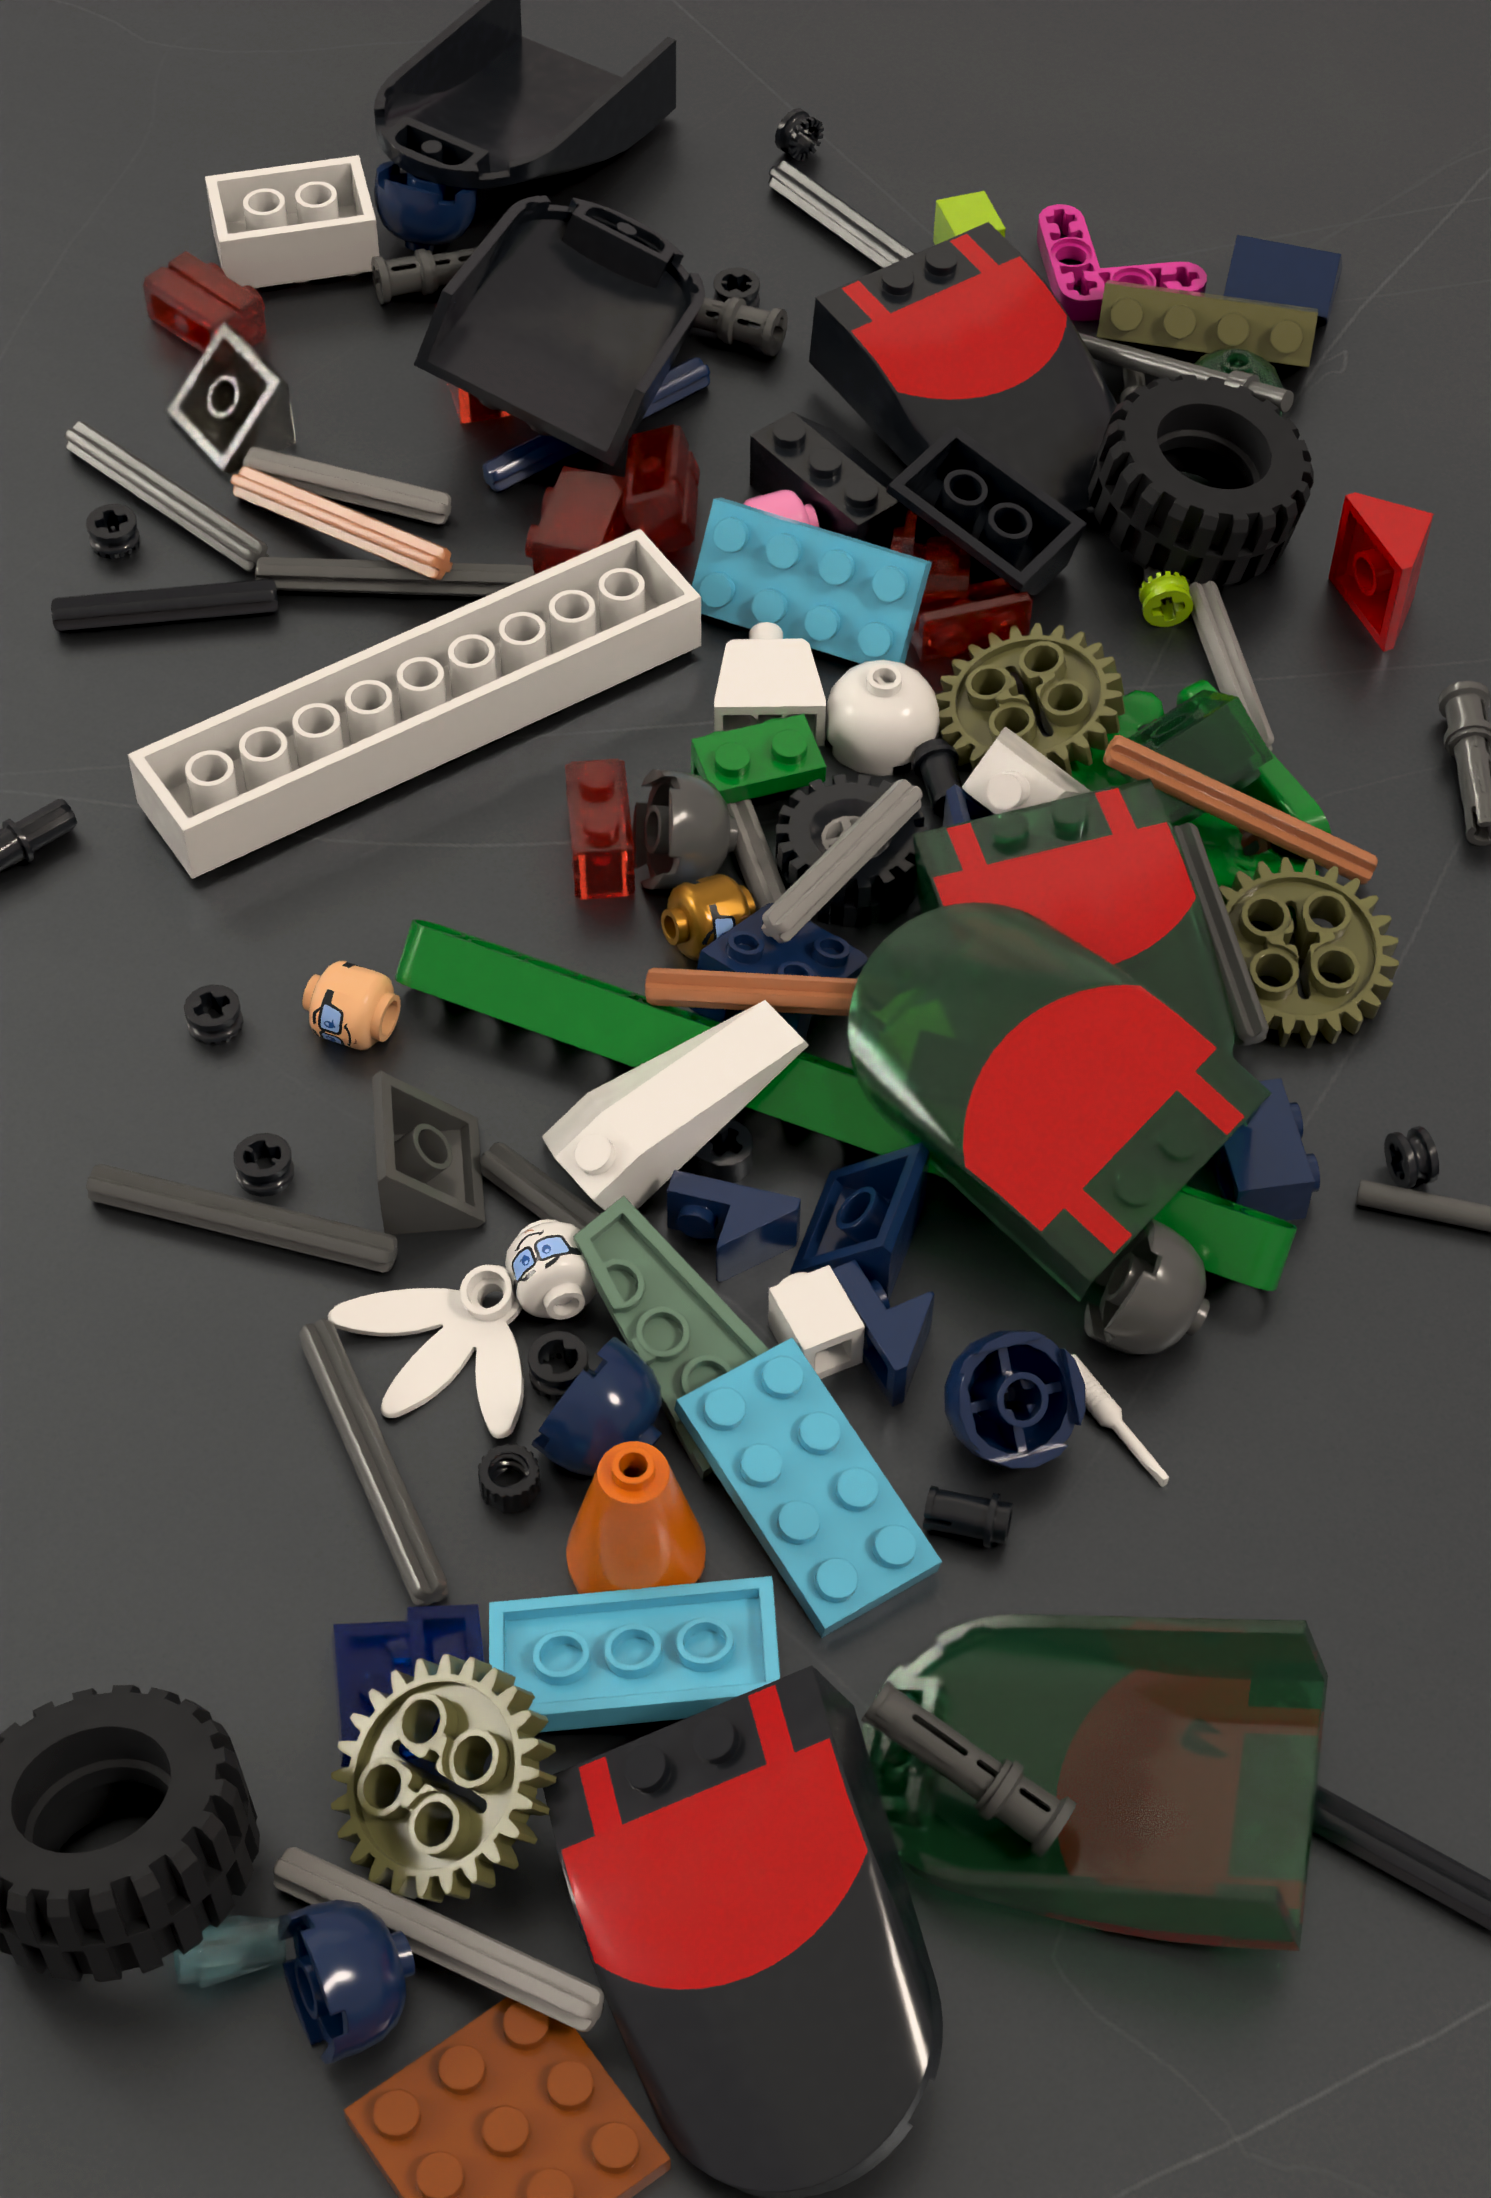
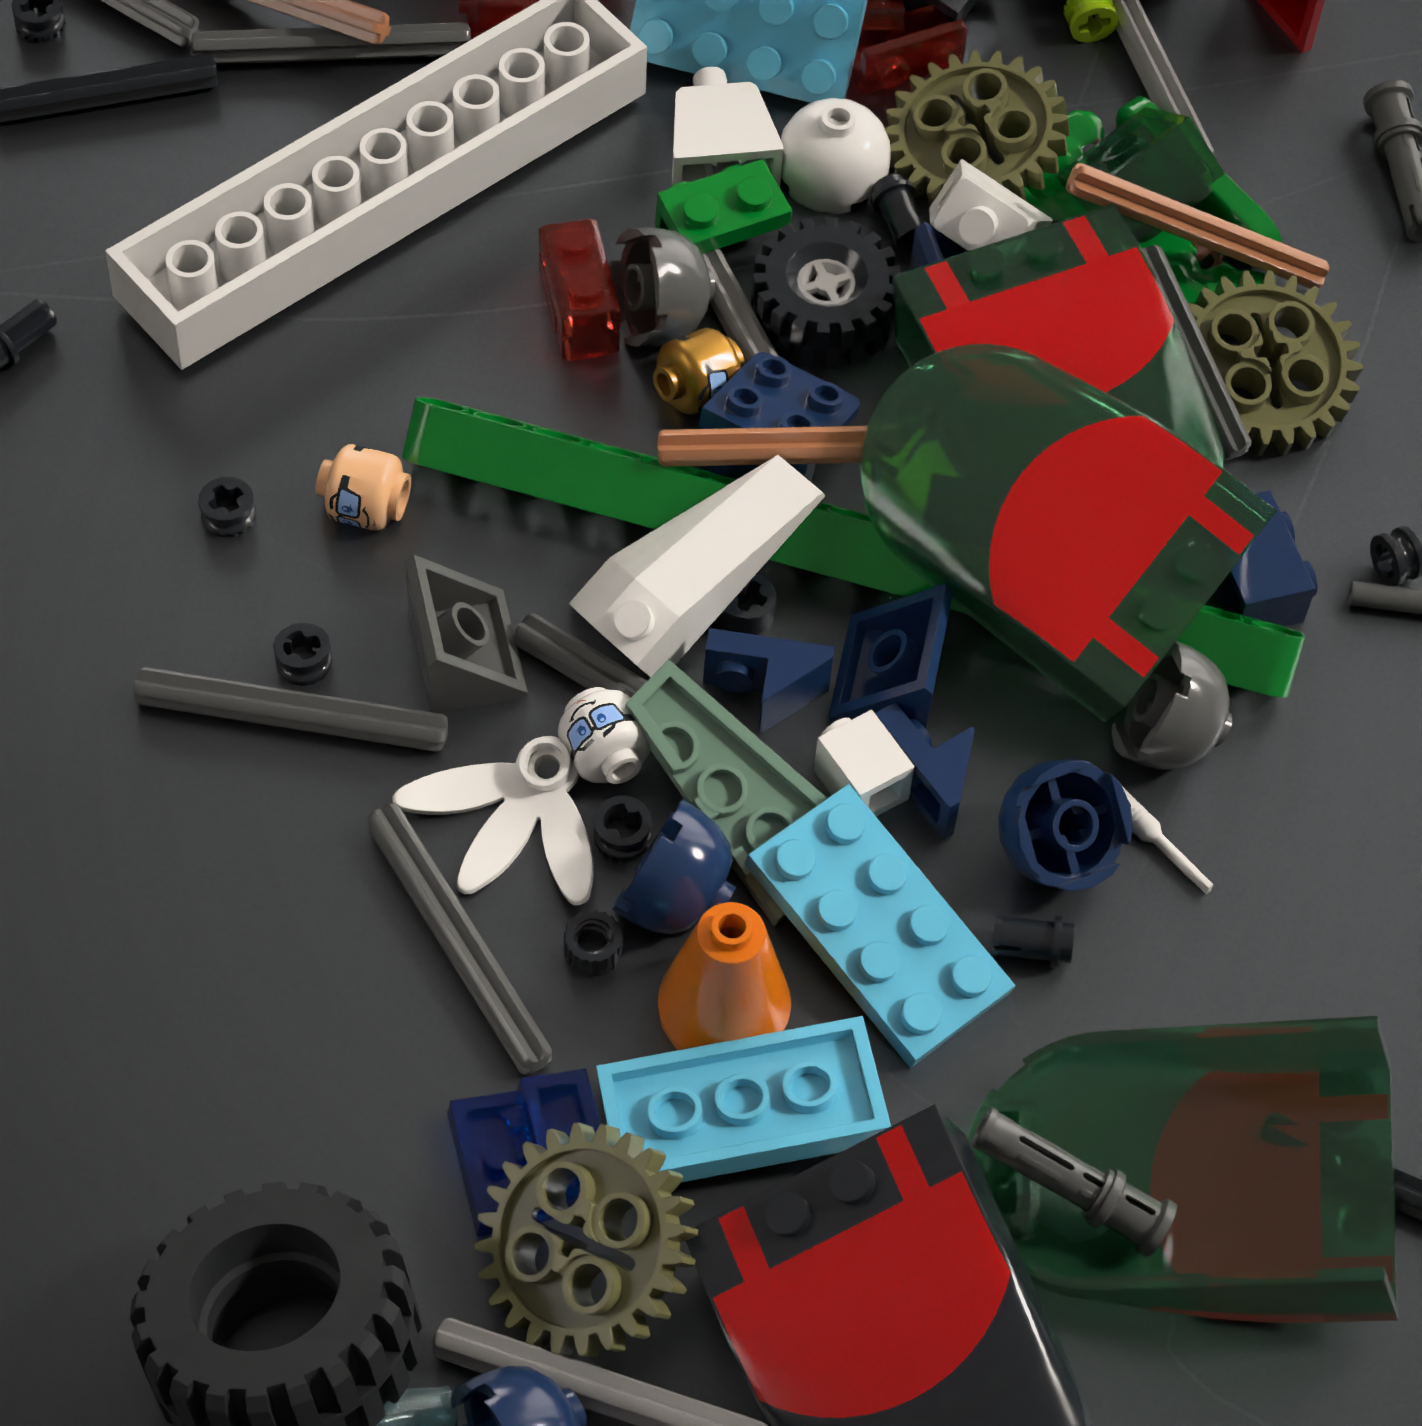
camera: 10 degrees left, 5 degrees up
(841, 861) = (825, 307): light grey axle -> none

